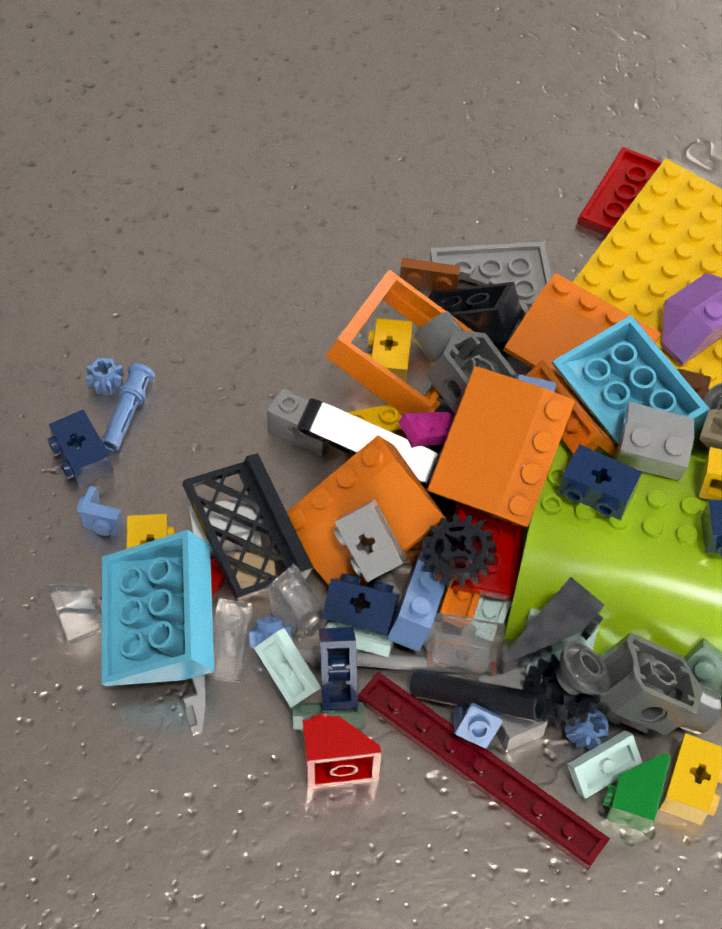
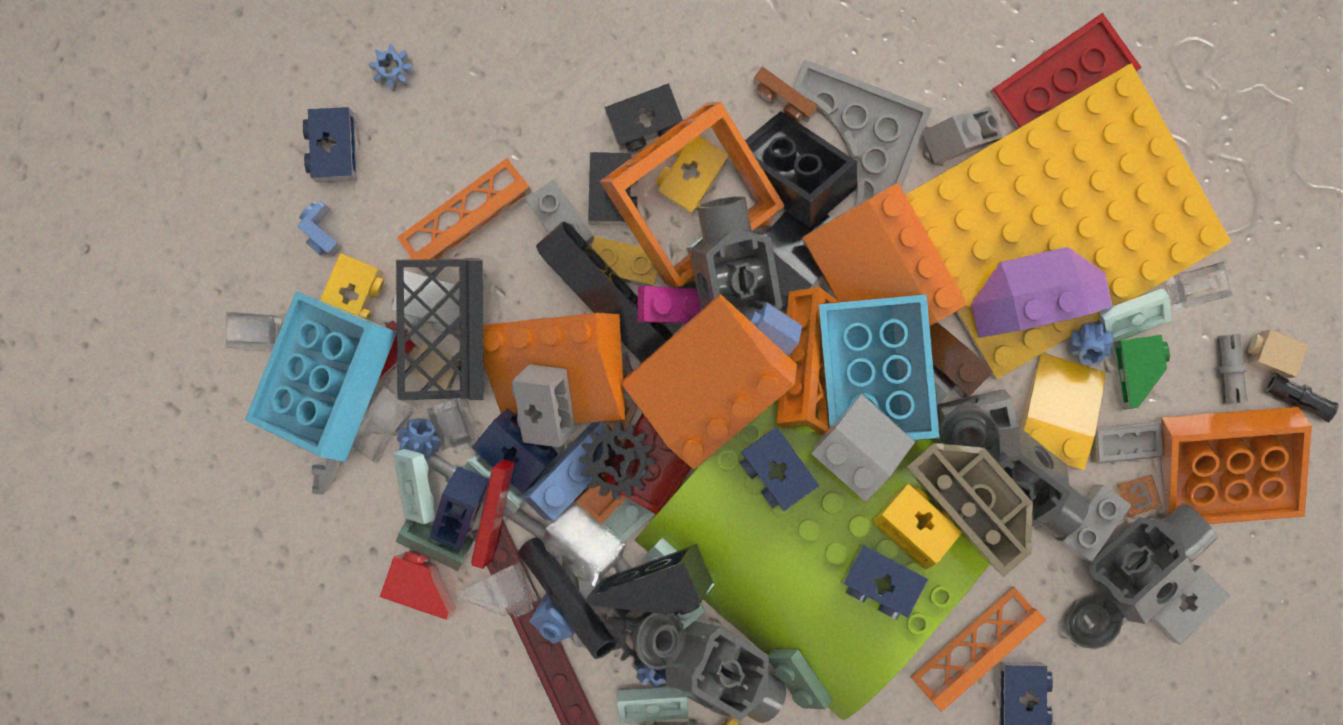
camera: 25 degrees right, 30 degrees up
(131, 395) = (408, 102): medium blue pin -> none
(232, 451) = (473, 221): none -> orange fence
(323, 328) = (626, 113): none -> black brick
(331, 384) = (601, 208): none -> black brick
(371, 655) = (492, 513): none -> red tile
(415, 723) = (502, 592): none -> clear slope
(574, 248) = (962, 134): none -> light grey slope

